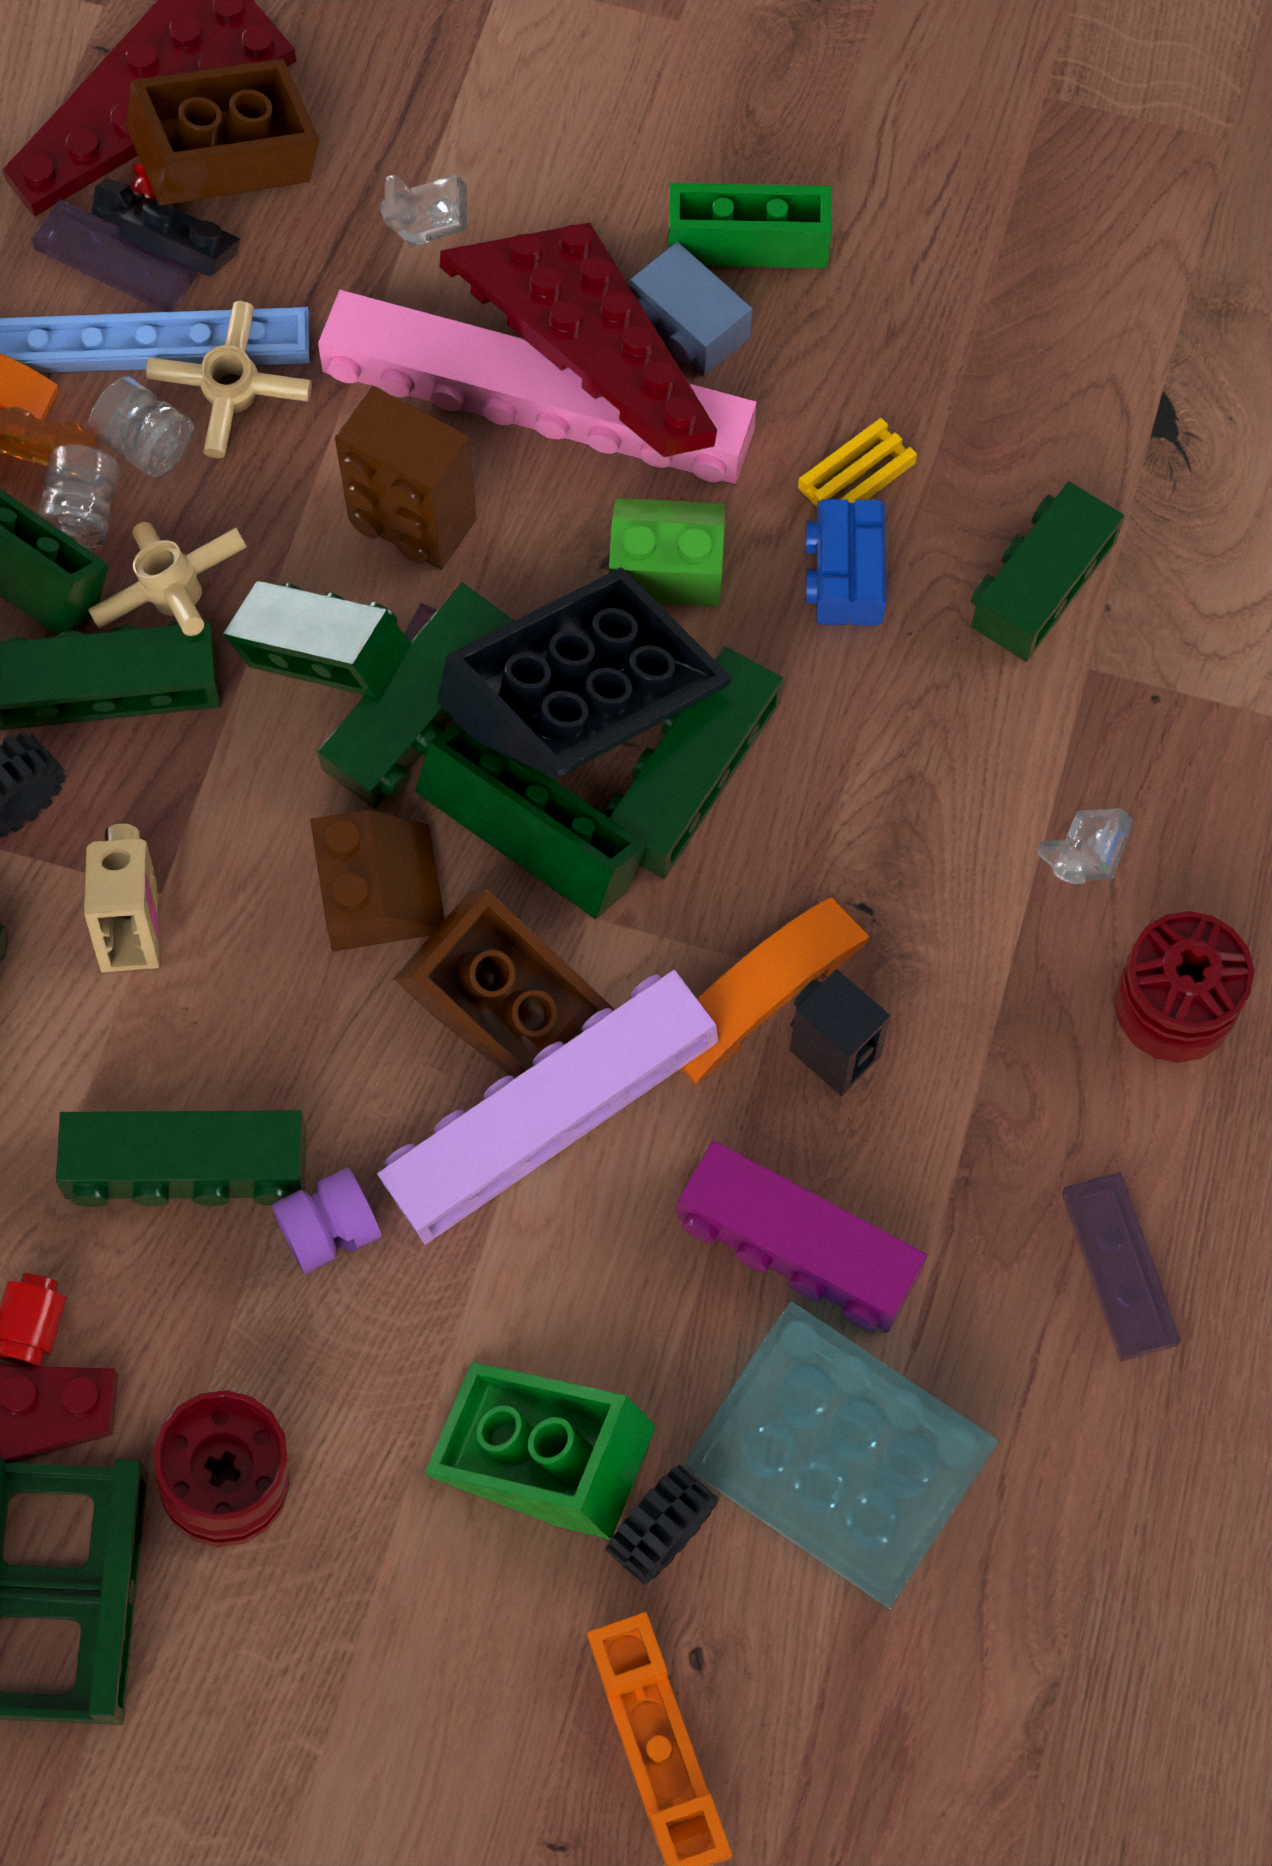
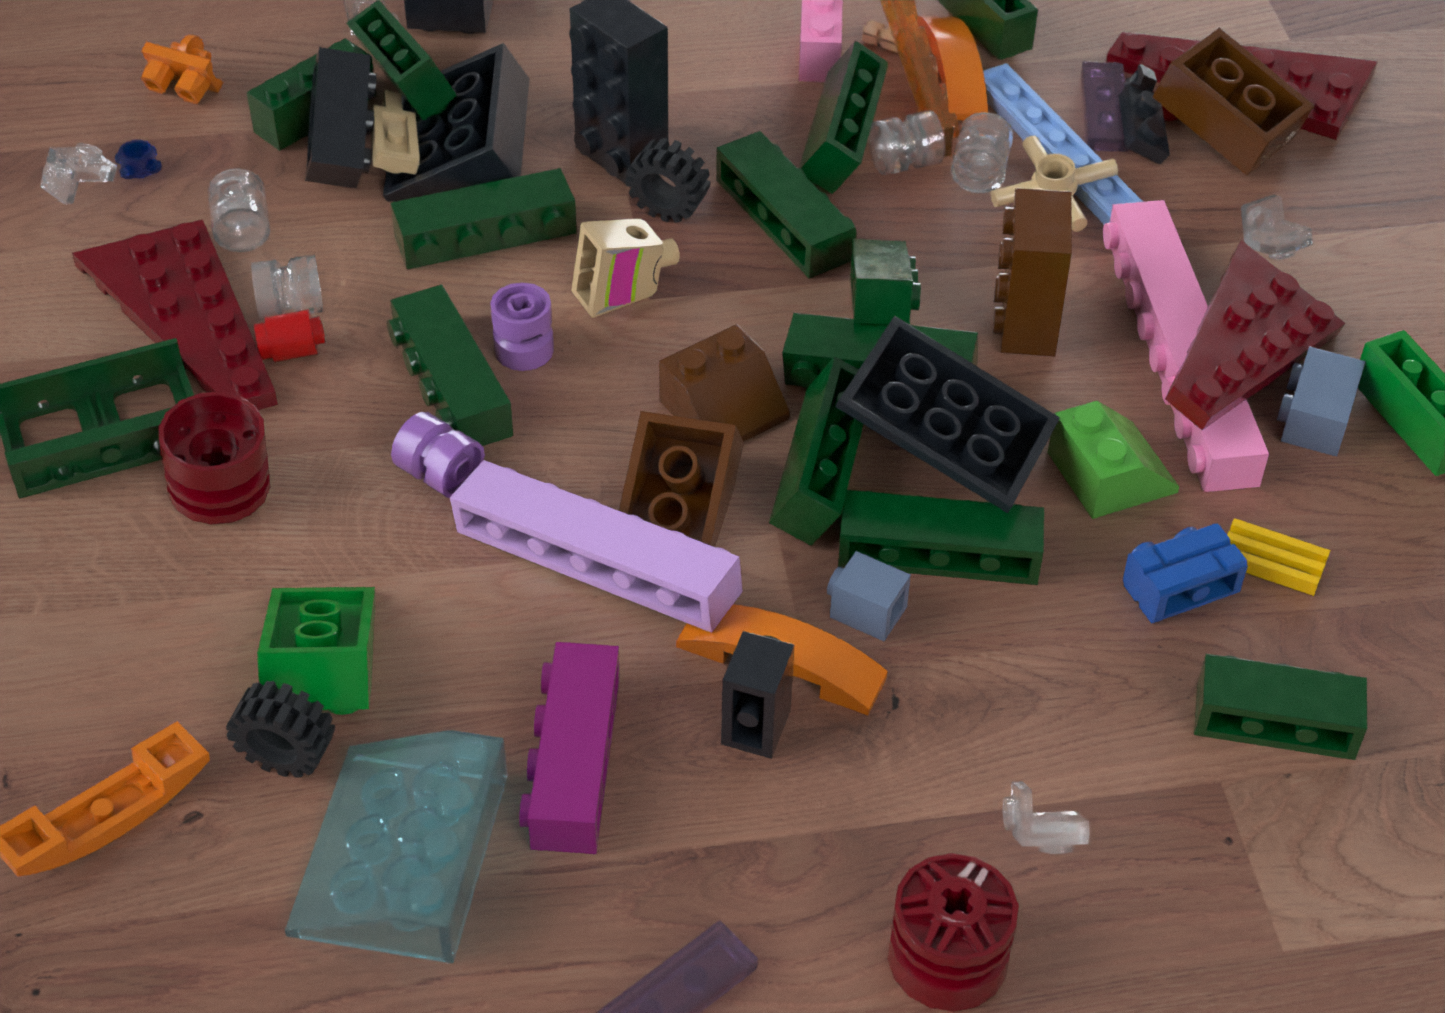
camera: 65 degrees right, 20 degrees down
(167, 578) = (877, 202): tan bar -> none
(167, 1049) = (522, 326): none -> medium lavender wheel
(738, 868) = (868, 595): none -> sand blue brick

